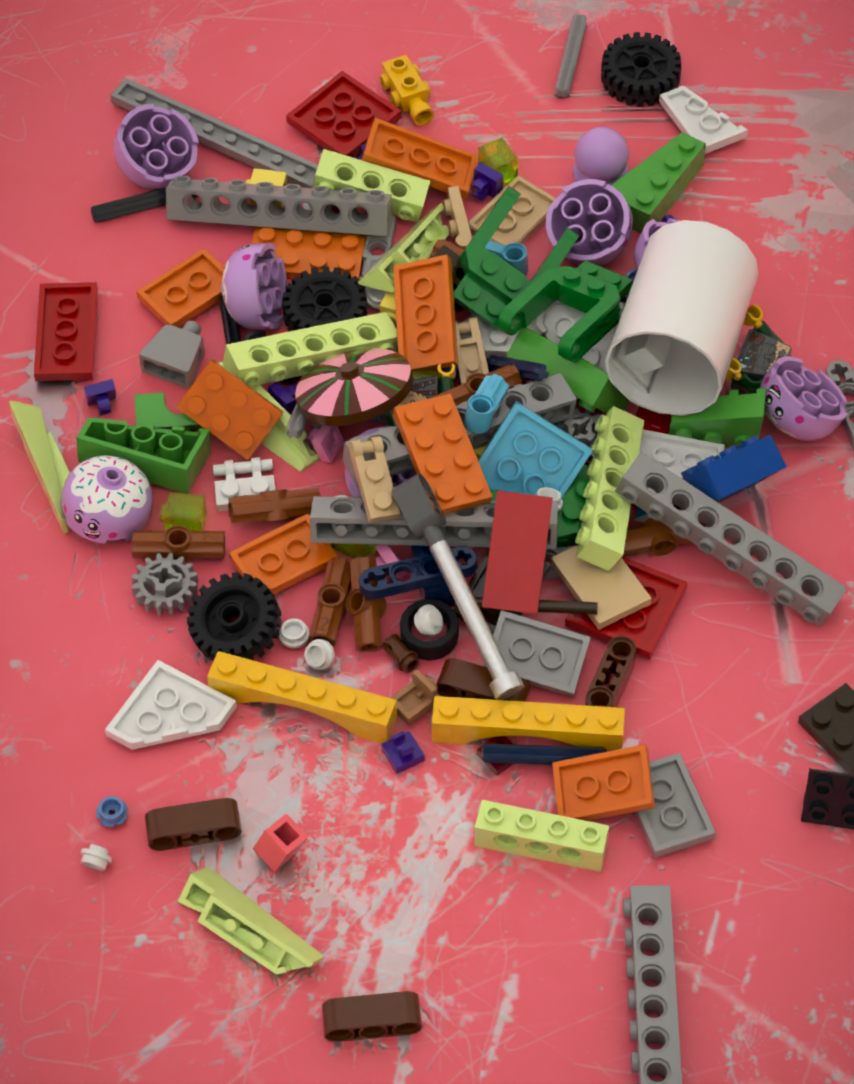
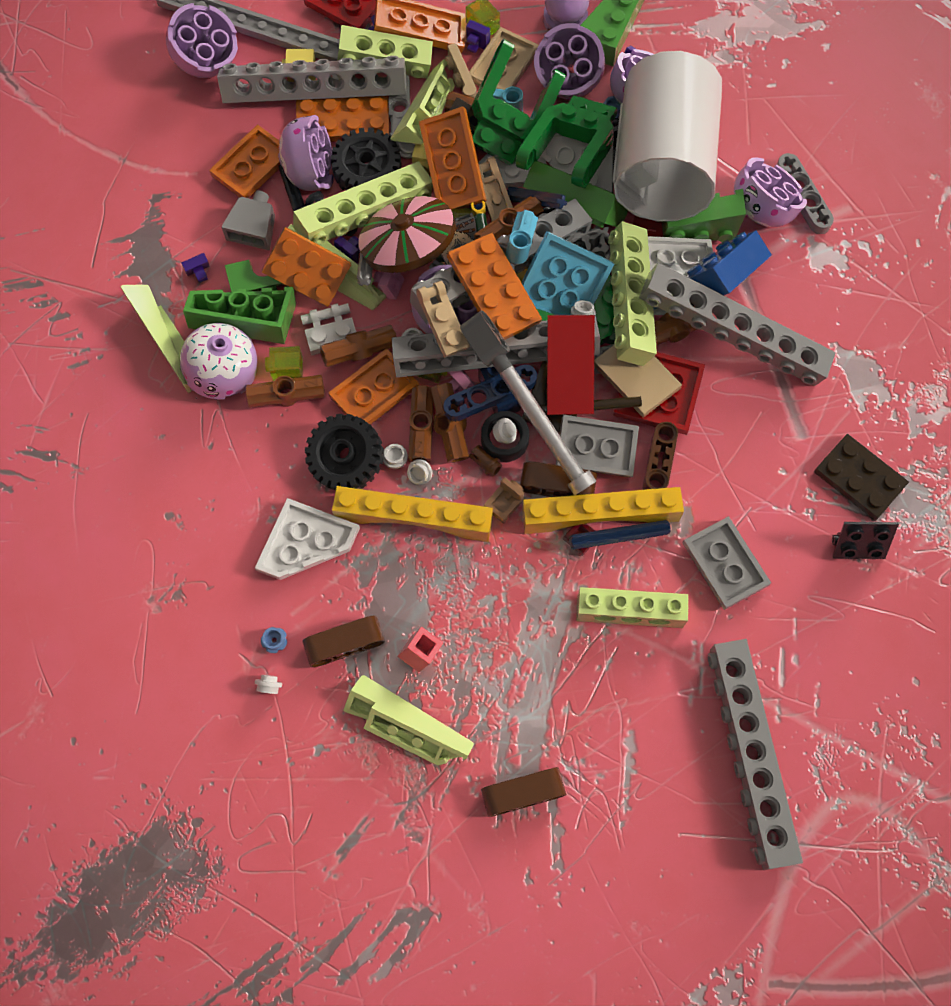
camera: 10 degrees left, 15 degrees up
(66, 331) = (157, 213): red plate -> none
(129, 205) = (189, 94): black axle -> none
(165, 582) = (290, 432): light grey gear -> none
(402, 751) = (503, 547): dark purple tile -> none
(604, 784) = (674, 555): orange plate -> none
(757, 354) = (730, 160): torso -> none

